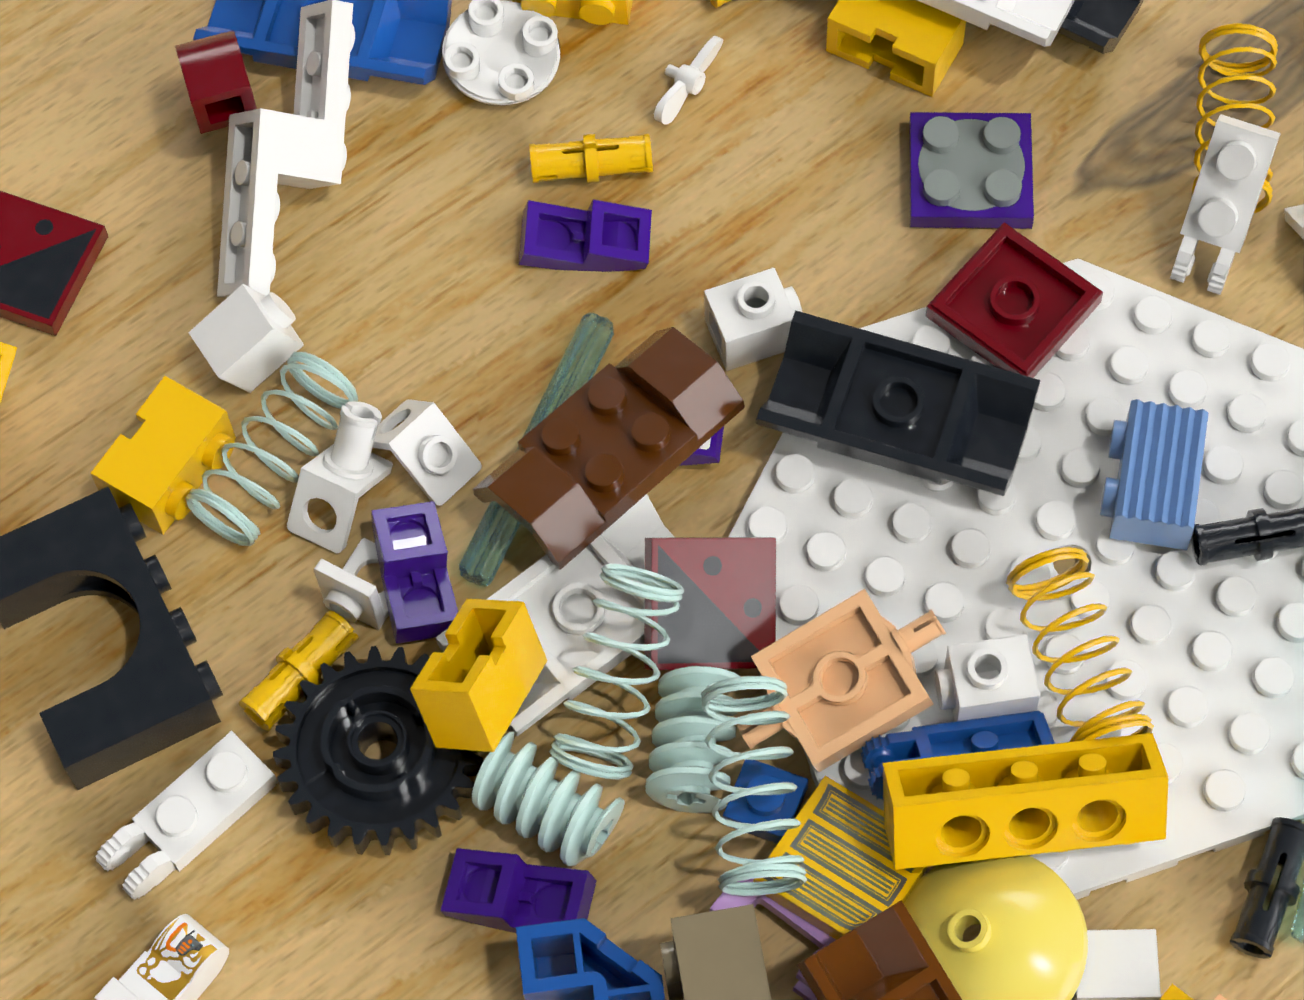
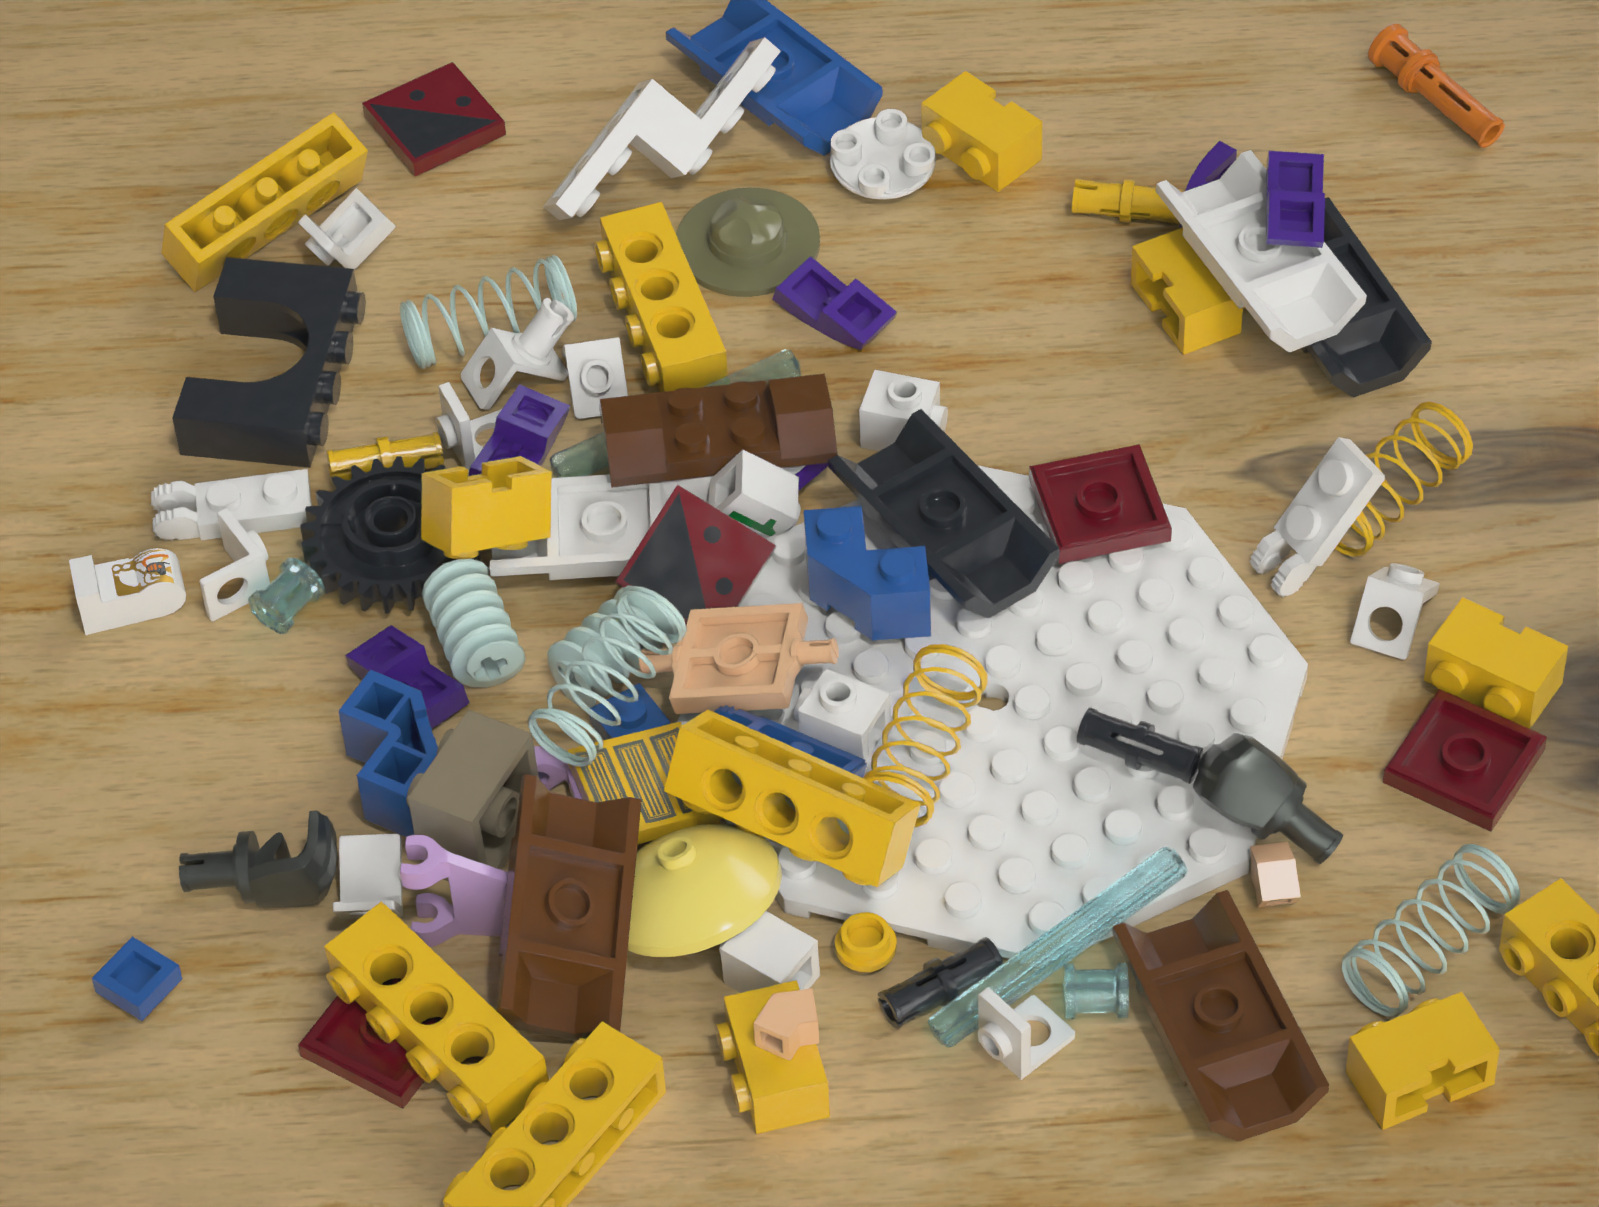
camera: 35 degrees right, 15 degrees down
(52, 441) = (348, 232): none -> white bracket
(166, 455) = (410, 272): yellow brick -> none
(215, 79) = (649, 52): dark red brick -> none
(247, 337) = (531, 231): white brick -> none
(259, 864) = (249, 563): none -> white bracket
(330, 884) = (286, 595): none -> clear light blue bush
(366, 274) = (661, 299): none -> yellow brick
(441, 216) = (747, 240): none -> olive hat
(591, 158) = (883, 256): yellow pin -> none
(655, 588) = (520, 605): light aqua piece -> none
(686, 80) = (1004, 246): white piece -> none
(701, 495) = (756, 494): none -> white brick
(861, 527) = (878, 588): none -> blue brick
(971, 170) = (1164, 411): light grey piece -> none
(1157, 474) = (1095, 660): medium blue brick -> none
(1170, 892) = (865, 942): none -> yellow plate

